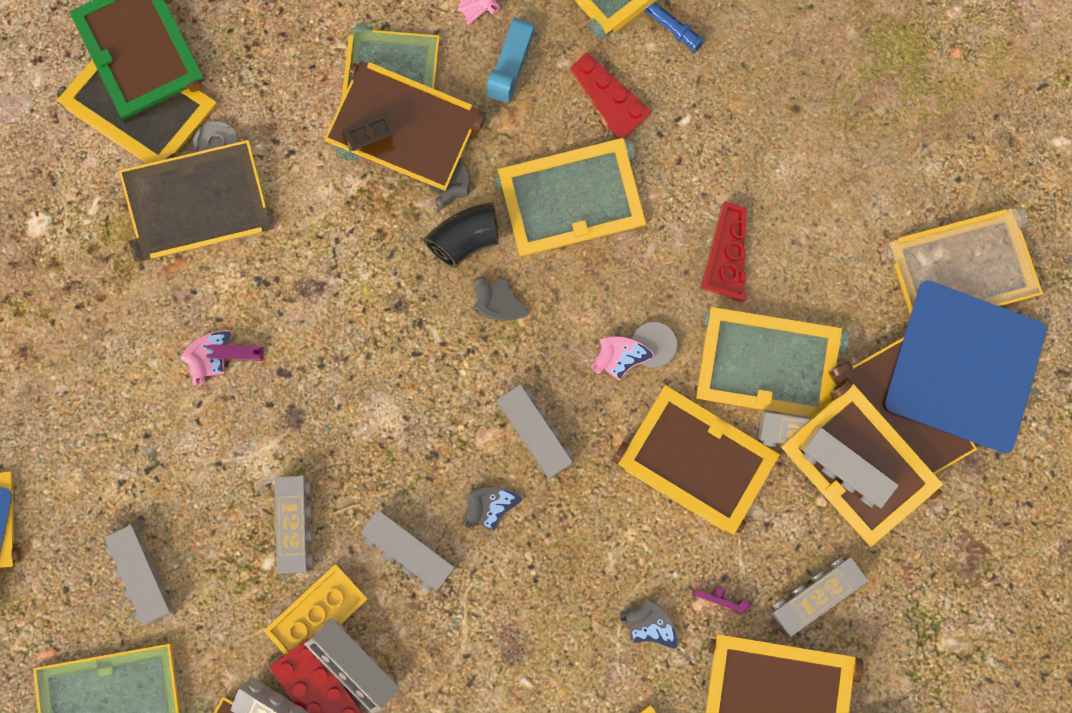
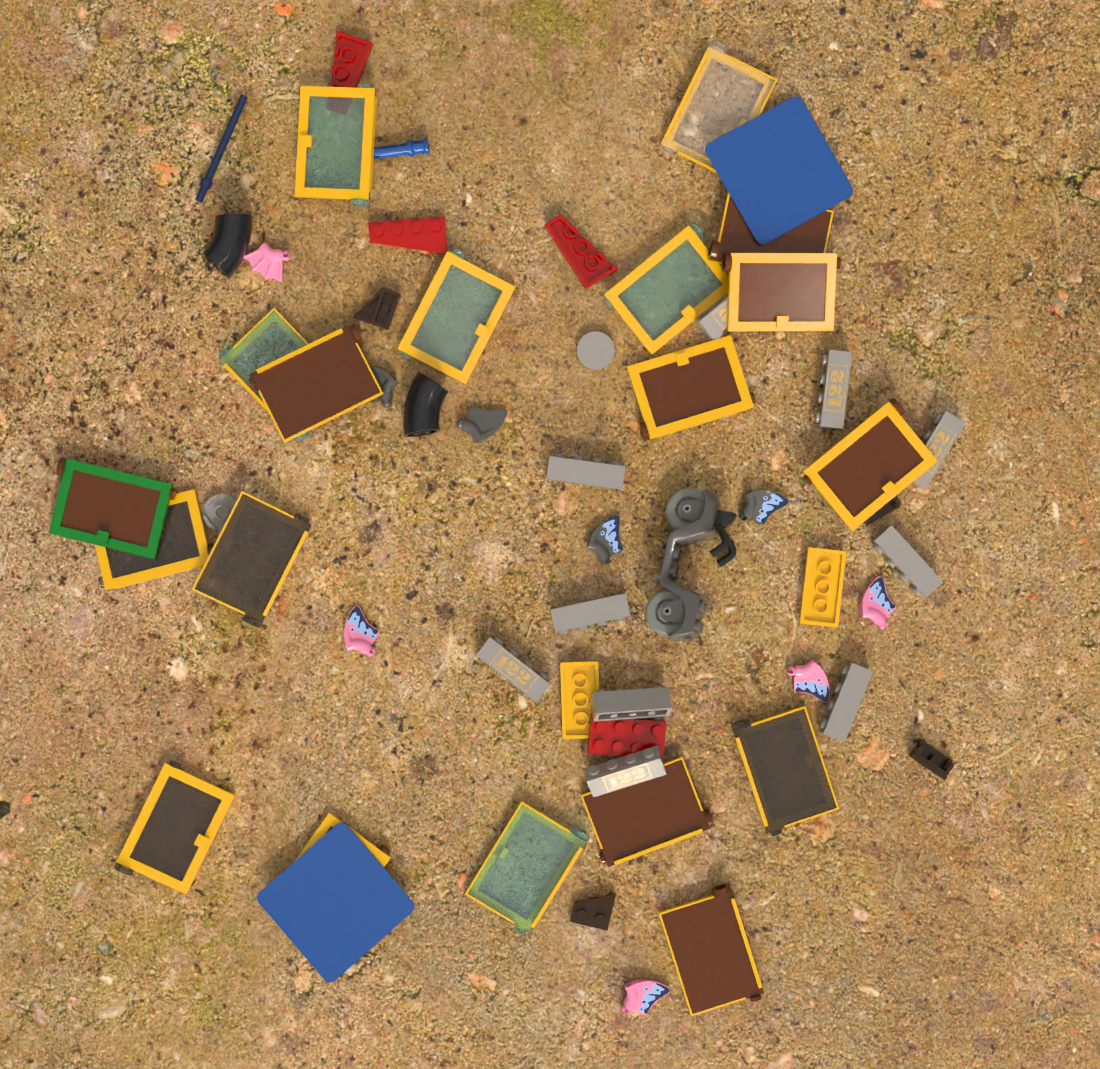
camera: 45 degrees left, 10 degrees up
(139, 575) = (463, 786): light grey brick -> none
(236, 352) = (374, 613): magenta piece -> none
(368, 132) = (306, 411): dark brown hinge -> none
(511, 60) = (331, 276): dark azure beam -> none
(519, 125) = (380, 309): none -> dark brown wing
(582, 571) = (694, 518): none -> piece
(620, 355) = (584, 378): arm -> none
(717, 598) = (782, 450): magenta piece -> none
(849, 467) = (776, 302): light grey brick -> none

